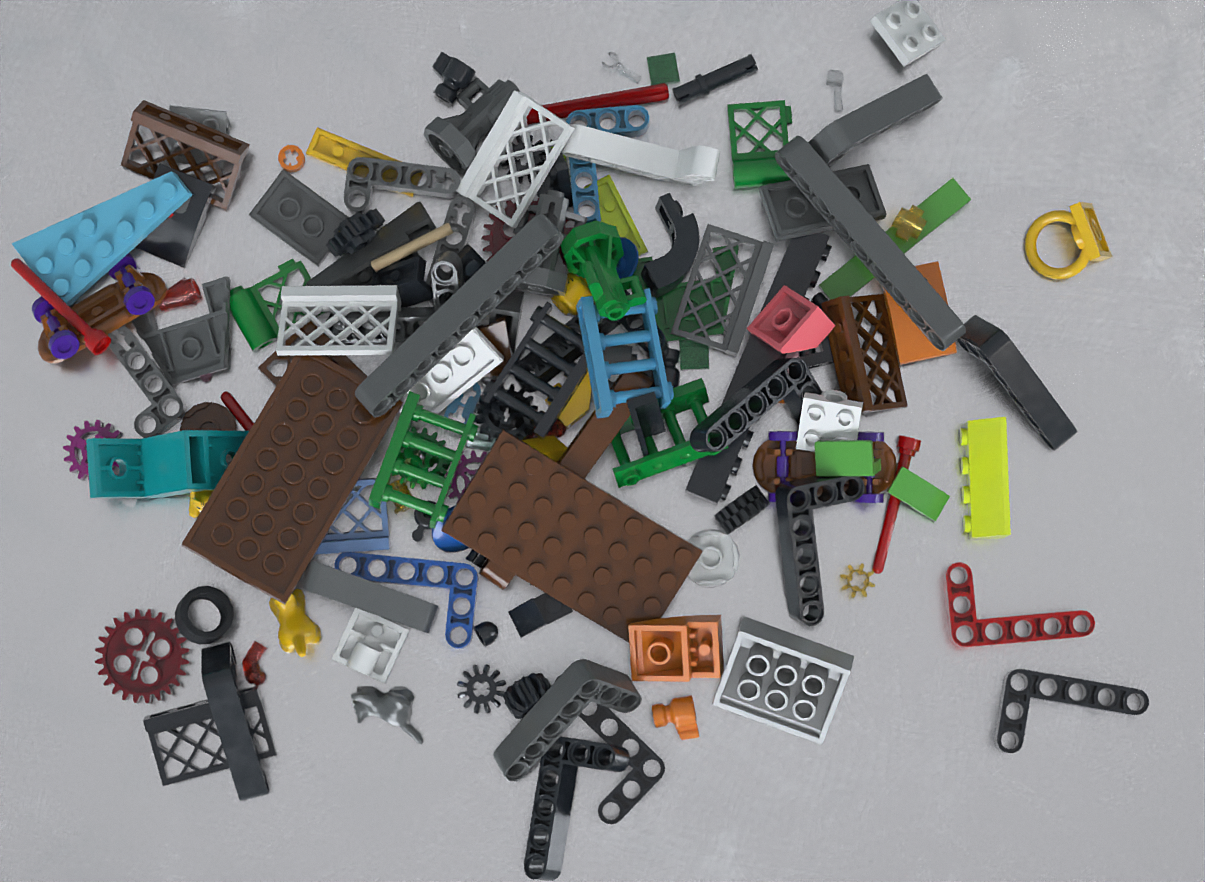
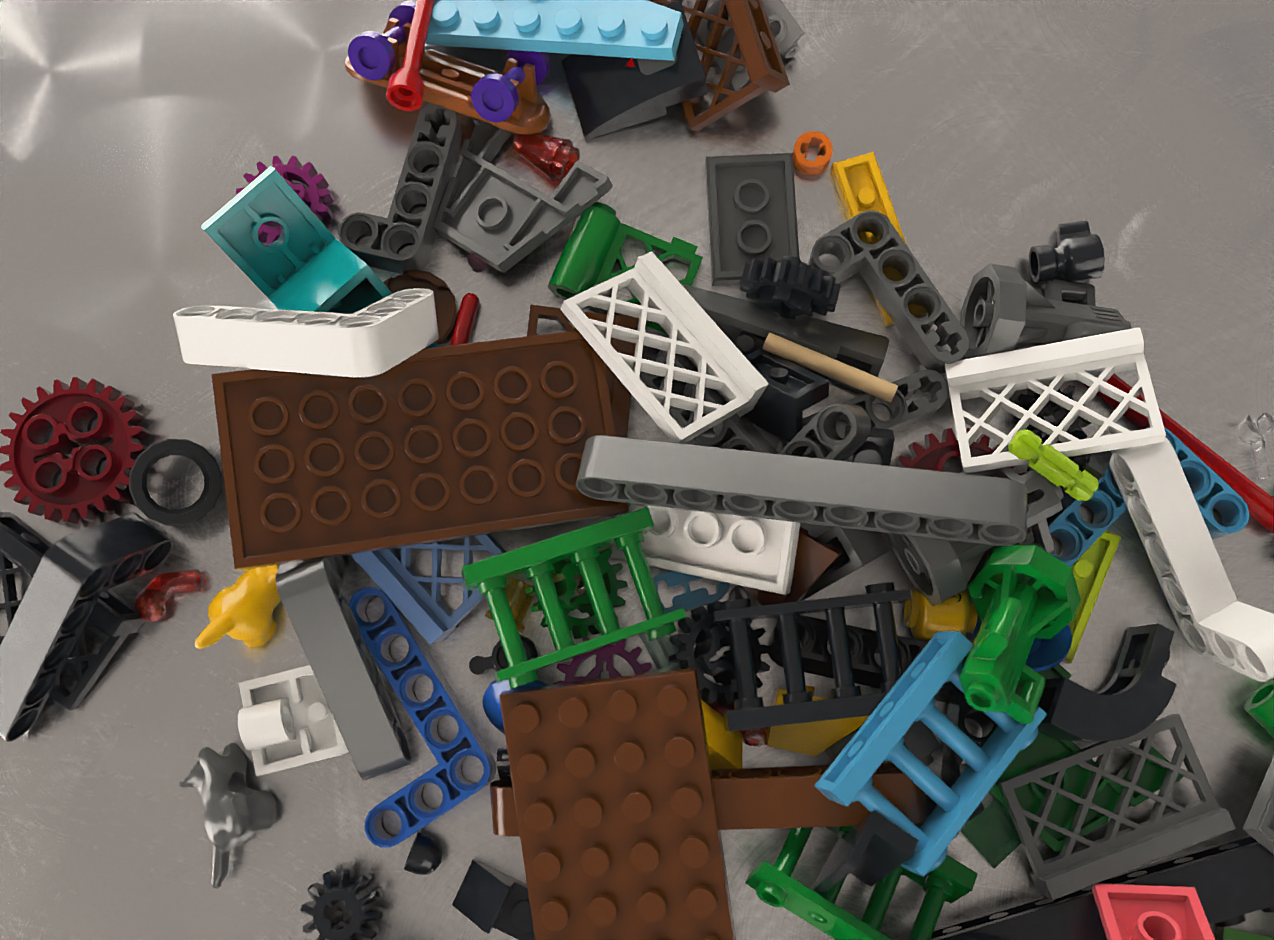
camera: 55 degrees right, 5 degrees down
(200, 489) = (308, 340): none -> white beam
(544, 187) = (1053, 465): none -> lime axle

